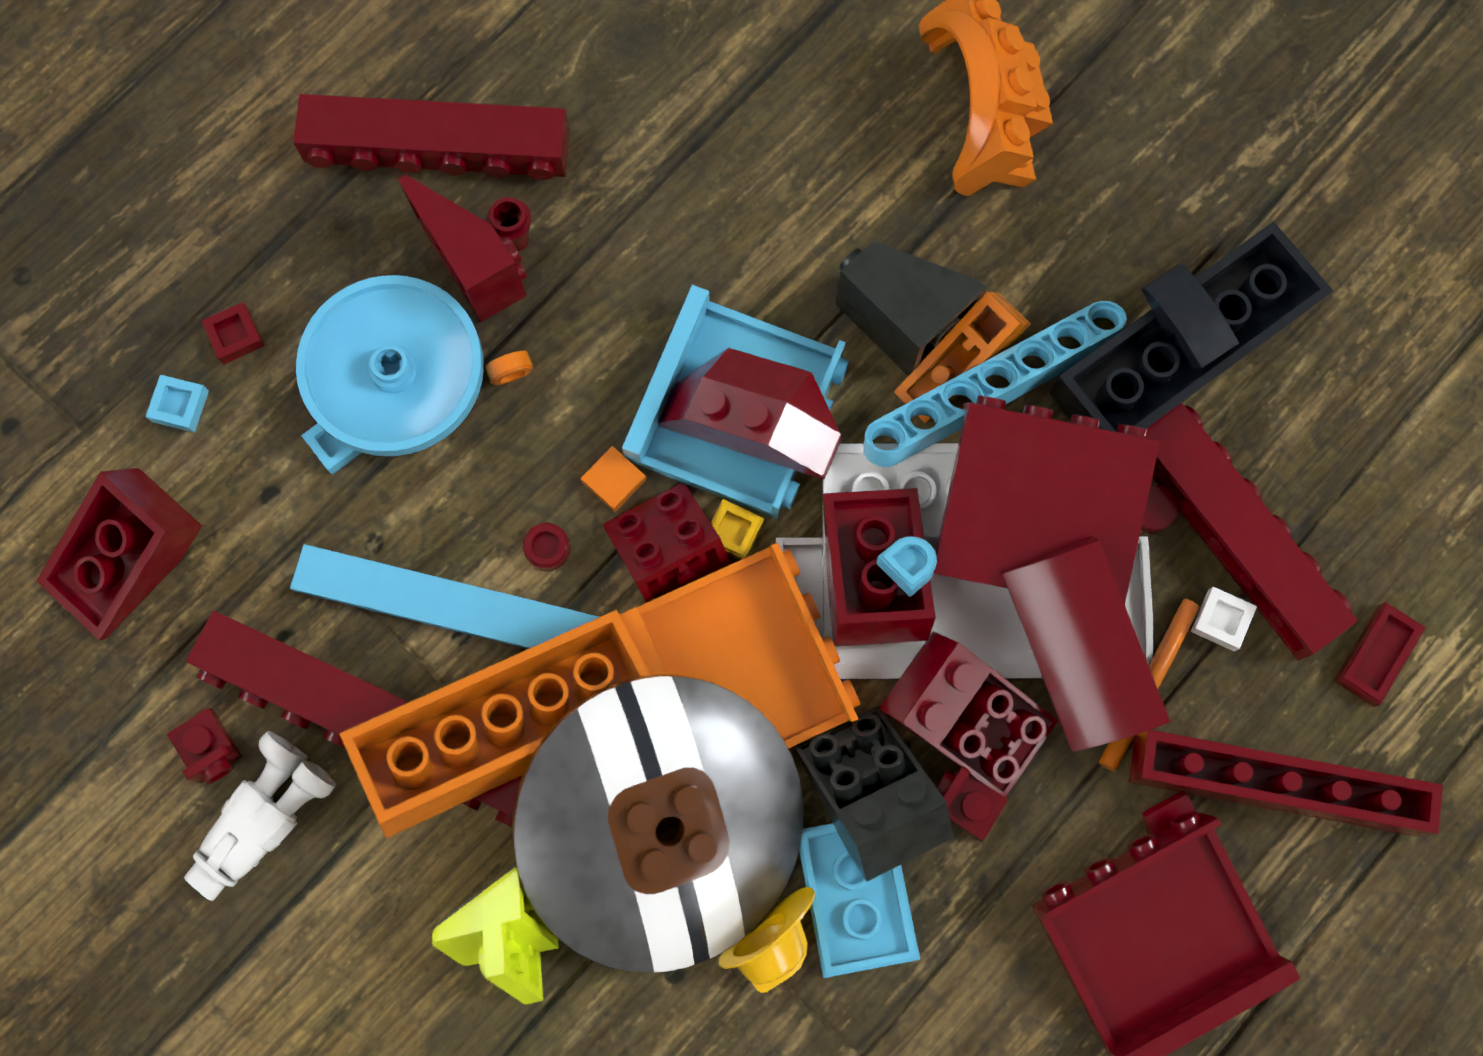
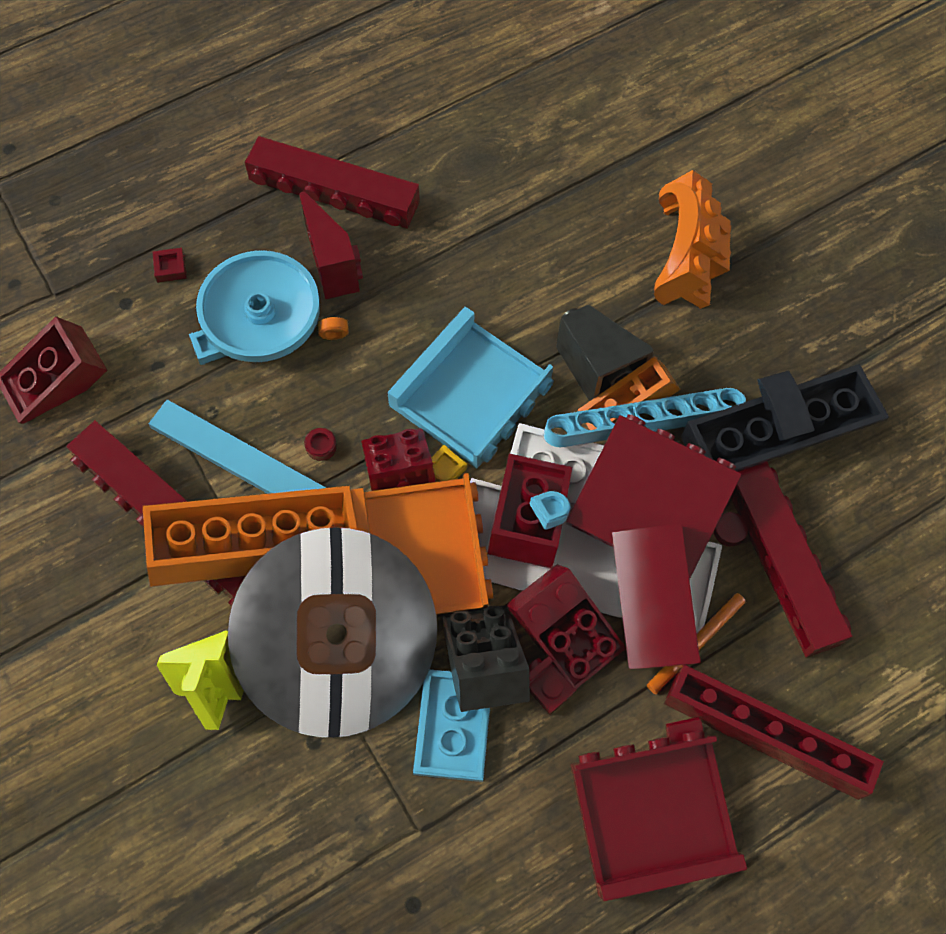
camera: 15 degrees right, 10 degrees down
(177, 403) = (120, 296): medium azure tile -> none
(205, 747) = (59, 506): dark red bracket -> none
(251, 819) = (73, 559): white piece -> none
(511, 219) = (365, 239): dark red cone -> none
(613, 479) = (377, 414): orange tile -> none
(757, 411) = (482, 392): dark red wedge -> none
(774, 946) = (385, 743): yellow piece -> none
(1223, 619) = (759, 613): white plate -> none
(1379, 654) = (864, 668): dark red tile -> none

